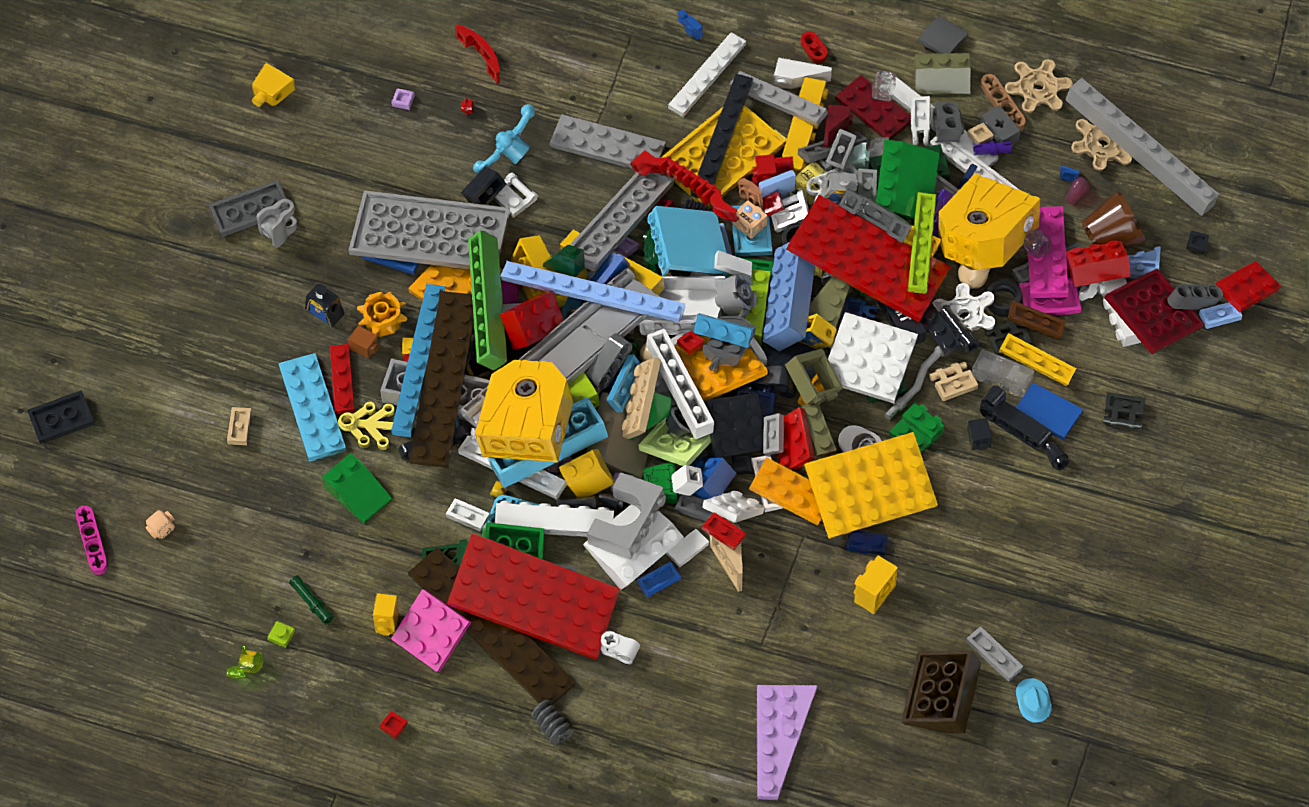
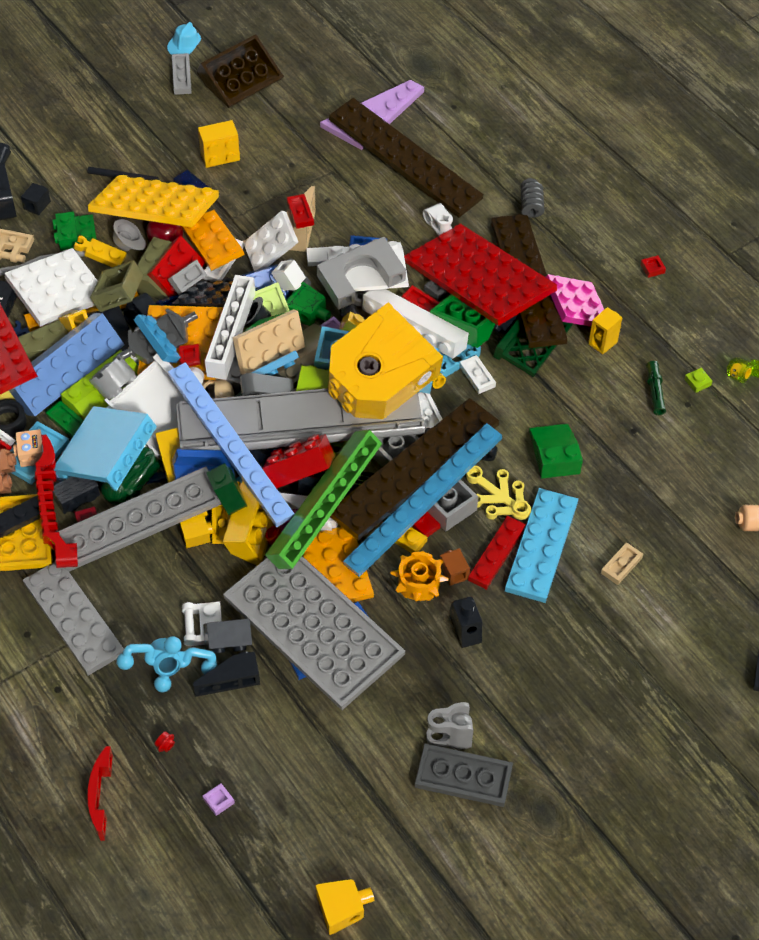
camera: 145 degrees left, 5 degrees down
(458, 173) = (234, 673): none -> black slope
(565, 550) = (420, 298): none -> red plate
(704, 694) = (406, 157): none -> dark brown plate
(732, 264) = (88, 406): white tile -> none
(876, 419) = (100, 252): none -> yellow plate
(936, 512) = (113, 173): none -> black bar

